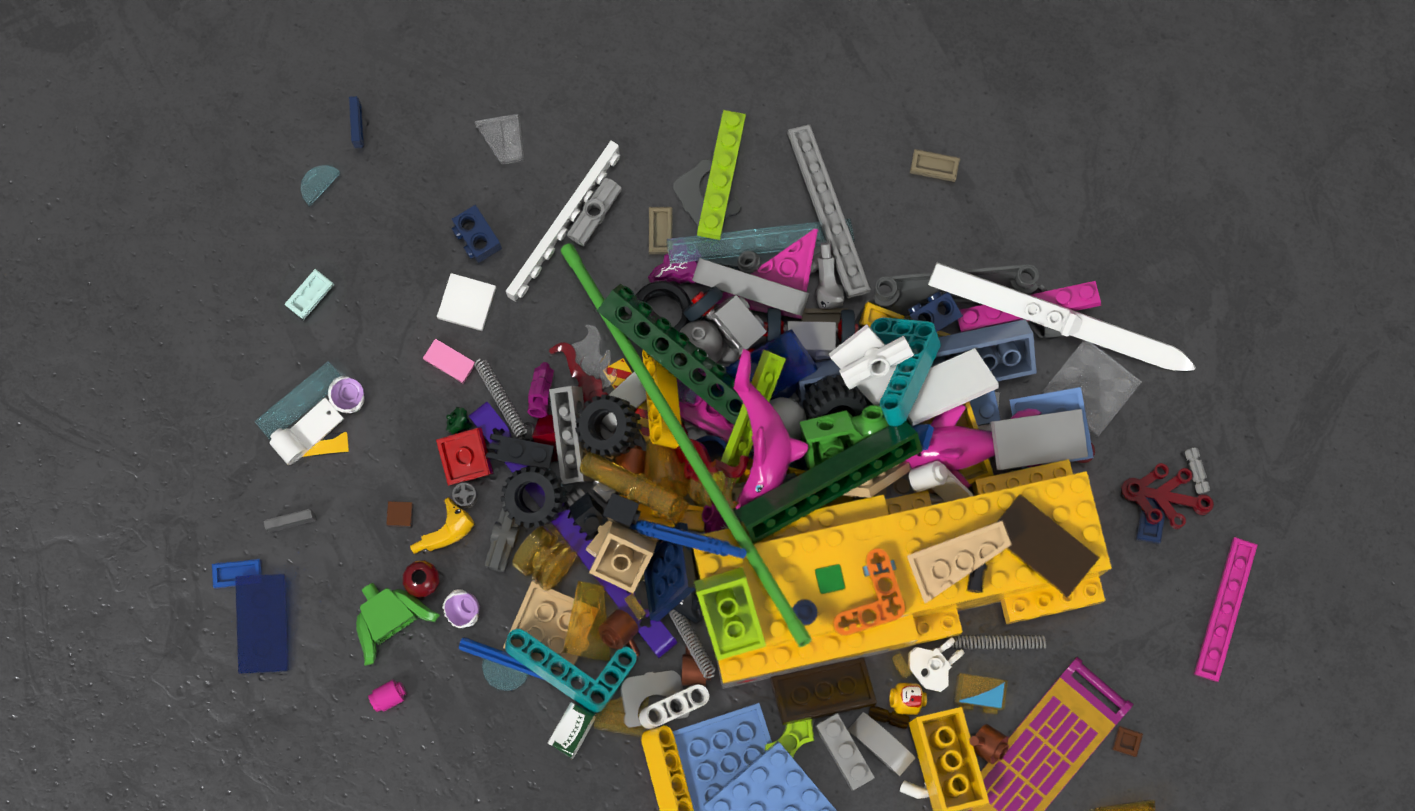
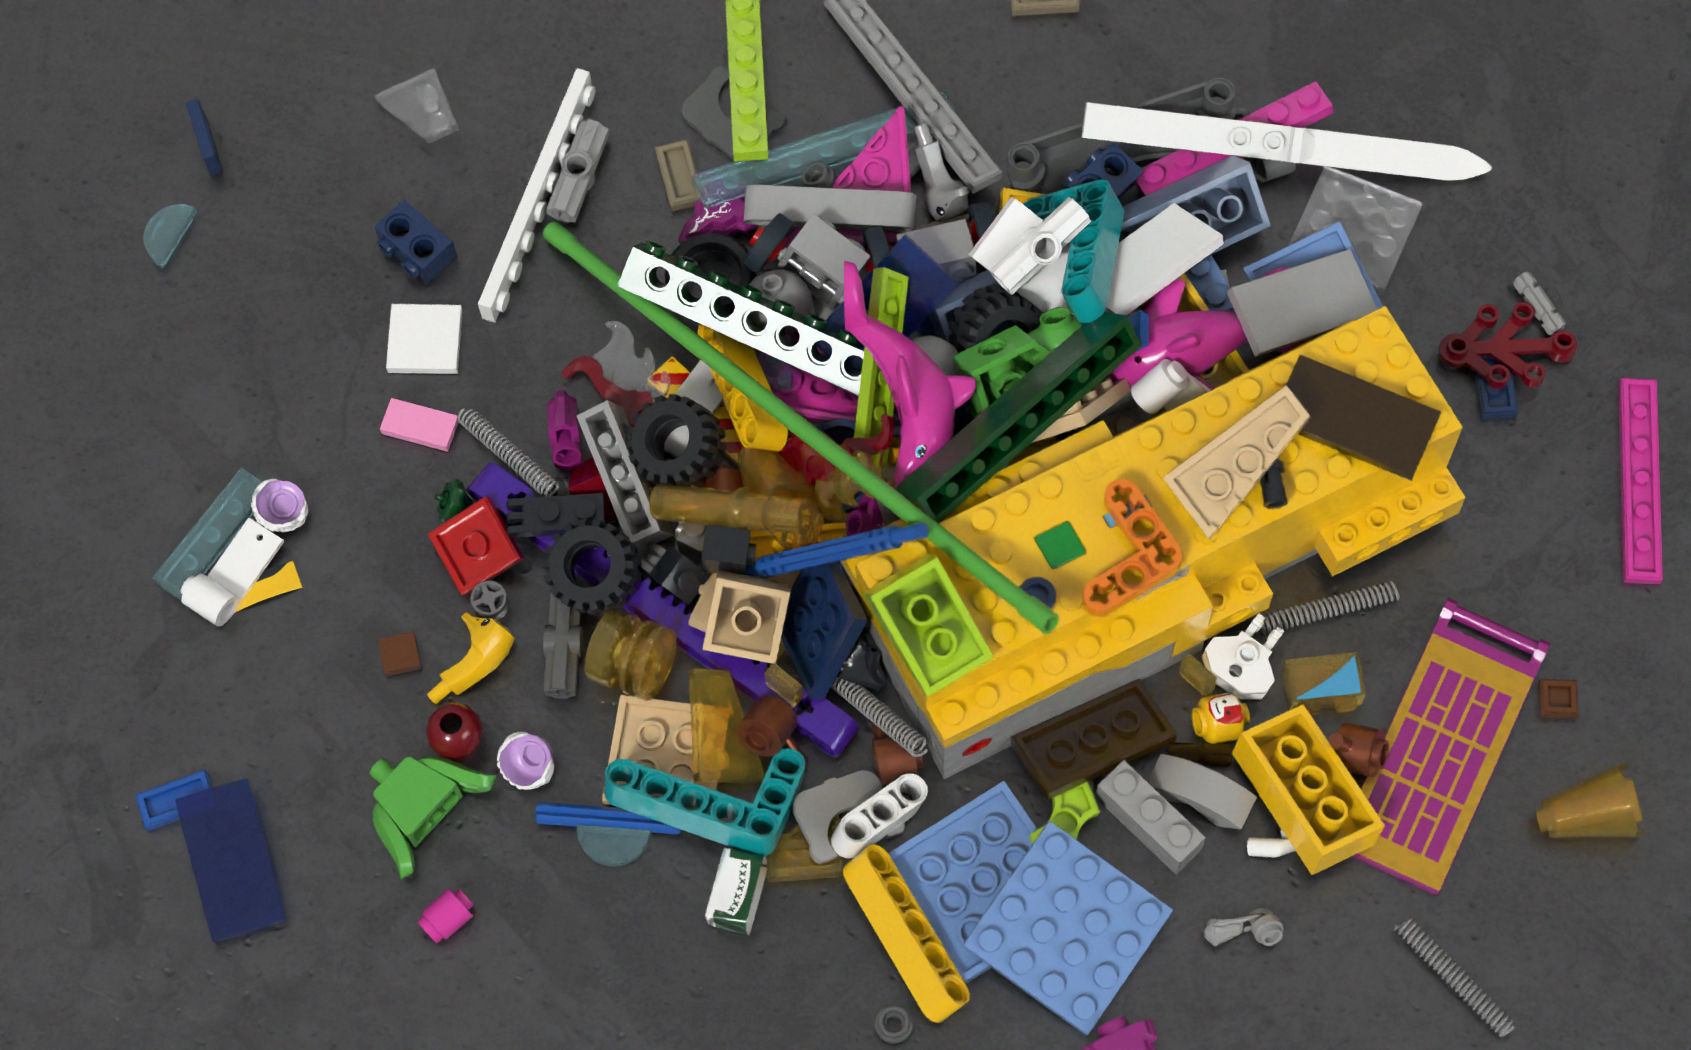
camera: 10 degrees left, 10 degrees down
(289, 520) = (238, 702): flat silver tile -> none
(309, 294) = (191, 384): light aqua plate -> none

